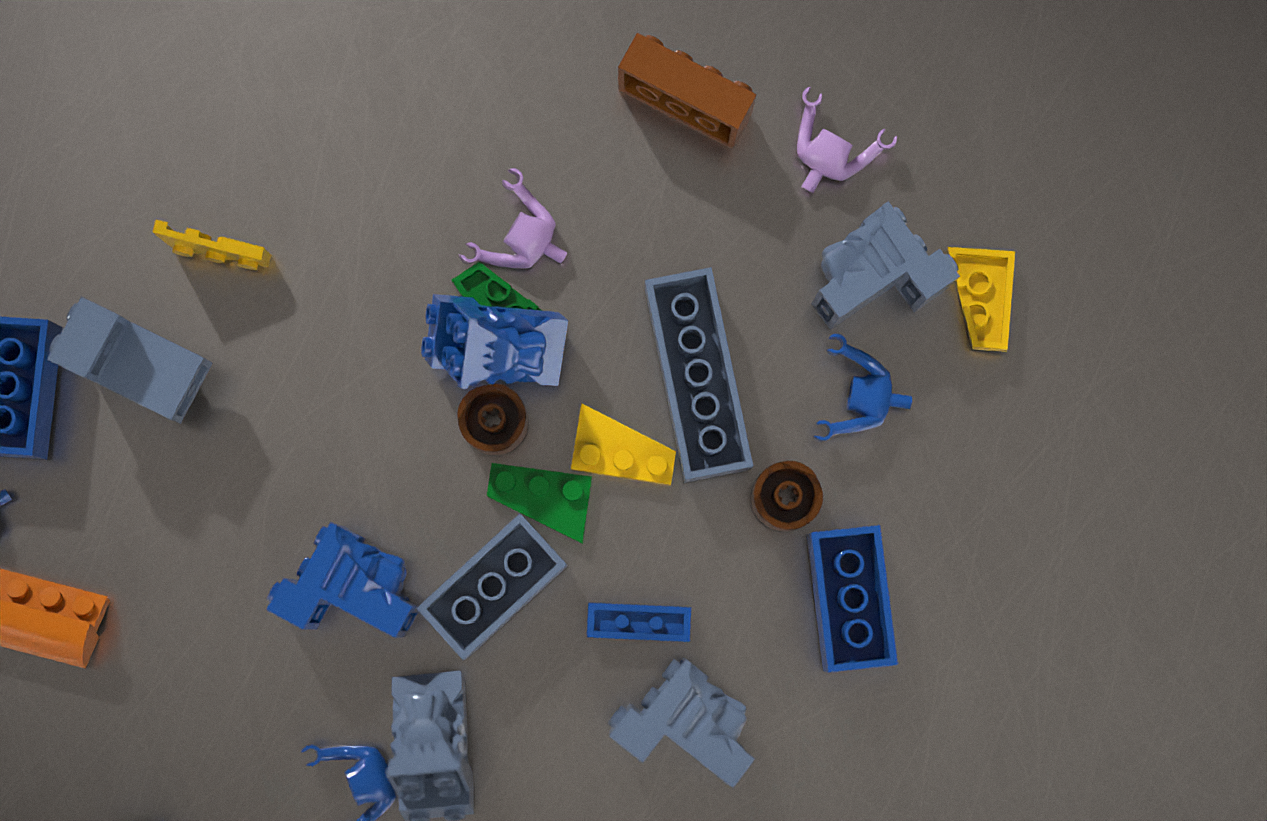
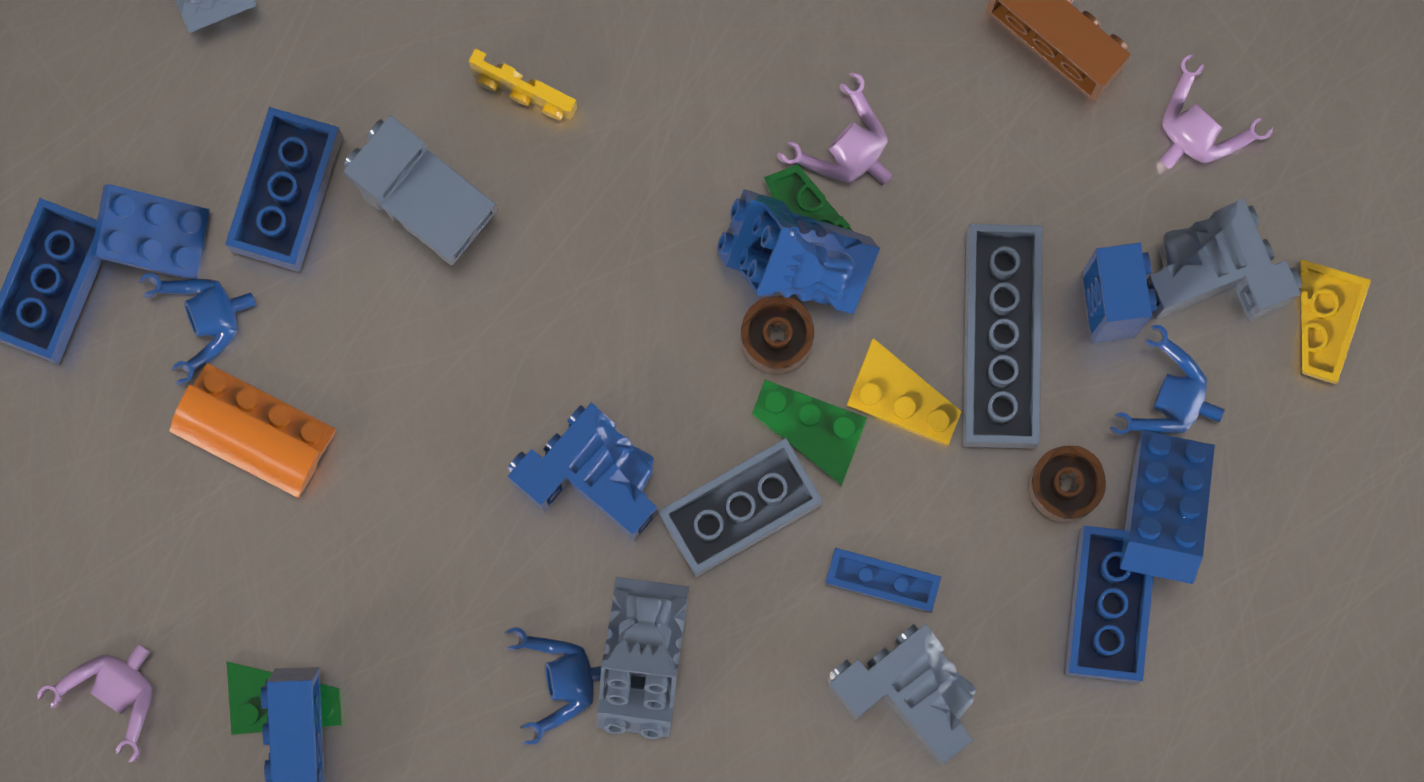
camera: 15 degrees right, 0 degrees up
(794, 311) = (1117, 292): none -> blue brick
(884, 499) = (1167, 507): none -> blue brick

